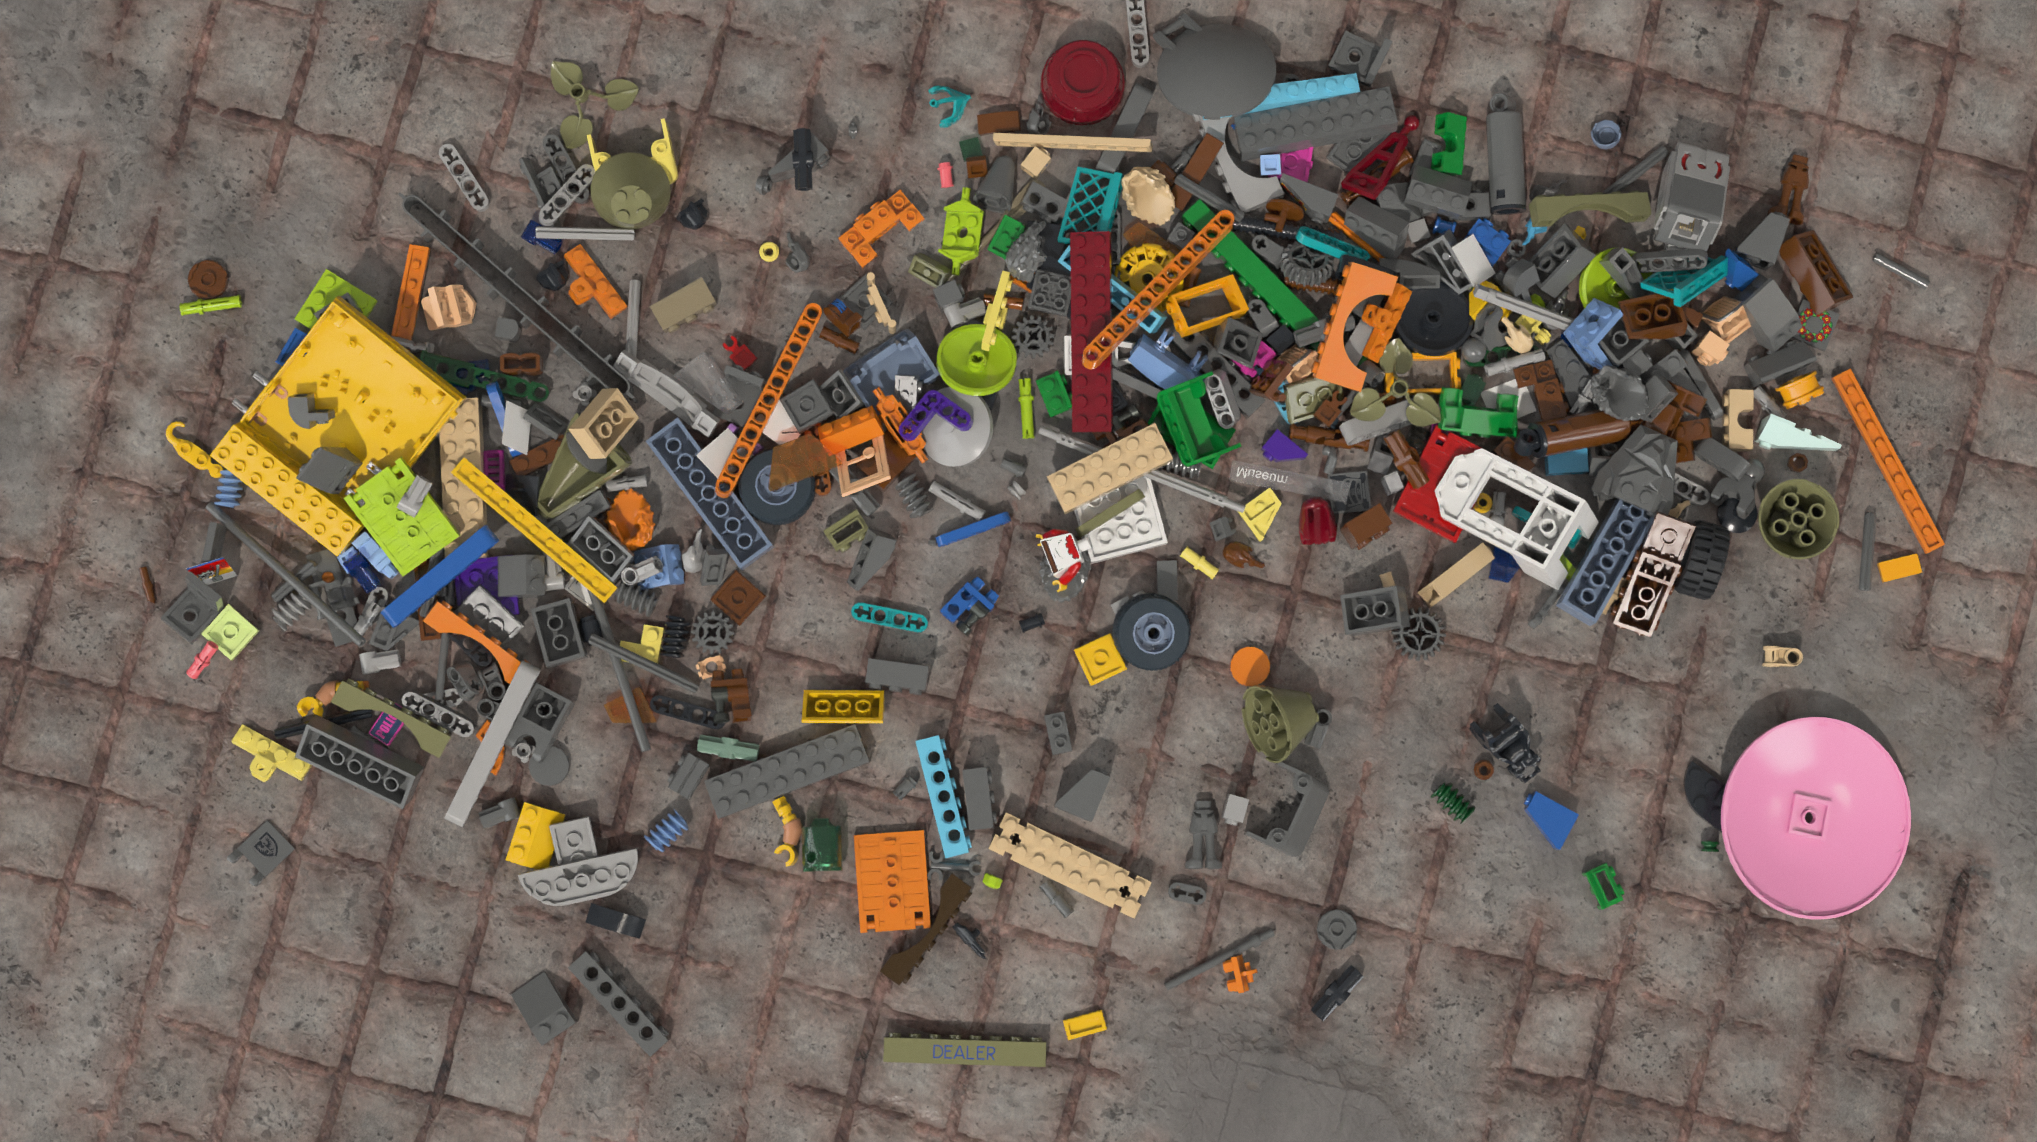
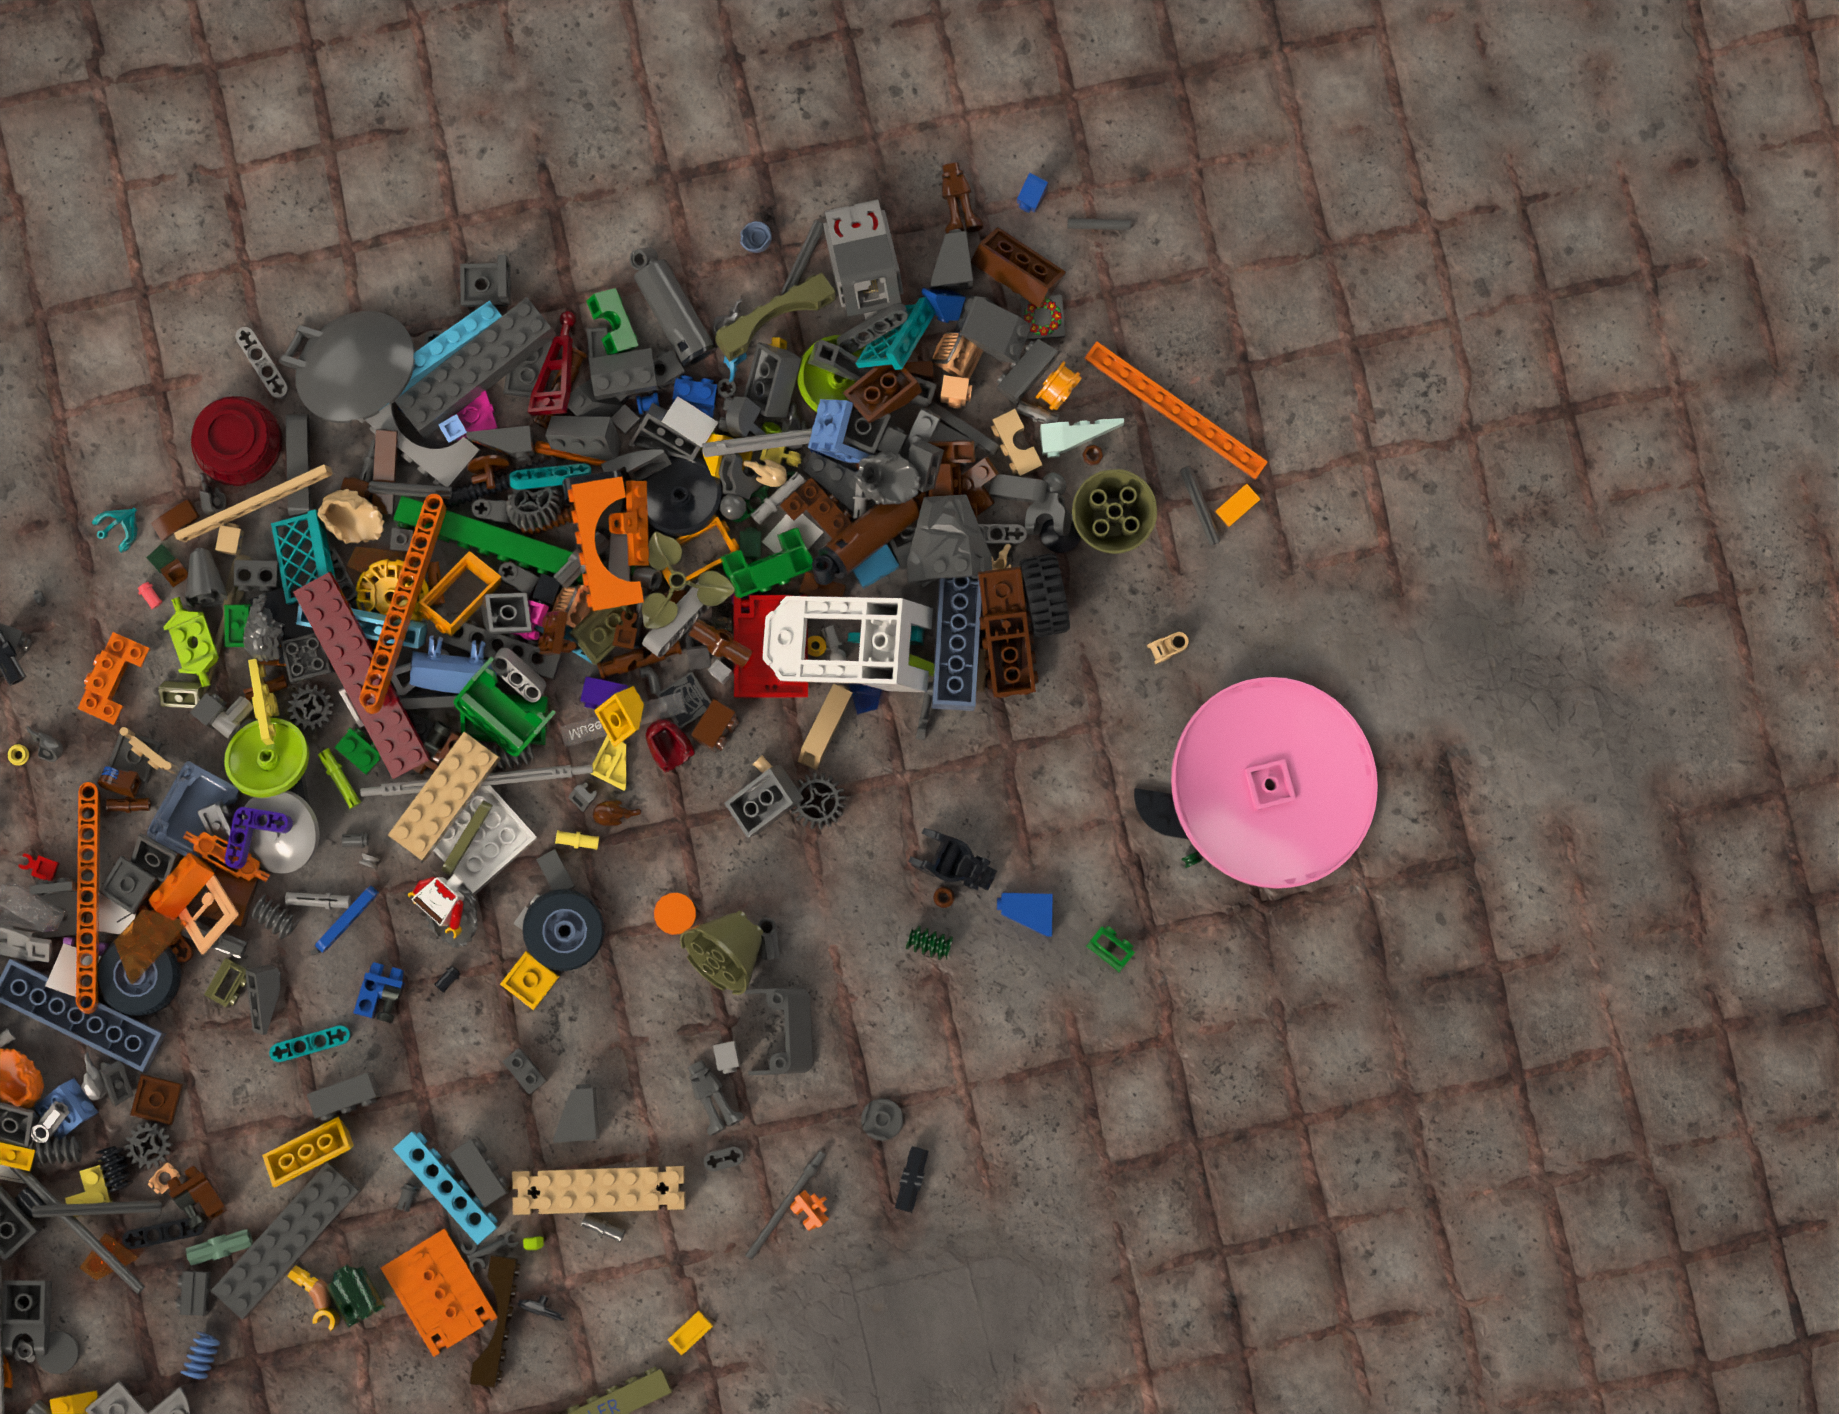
camera: 25 degrees left, 0 degrees up
(1291, 477) = (621, 715): none -> yellow slope
(1859, 216) = (1032, 193): none -> blue slope

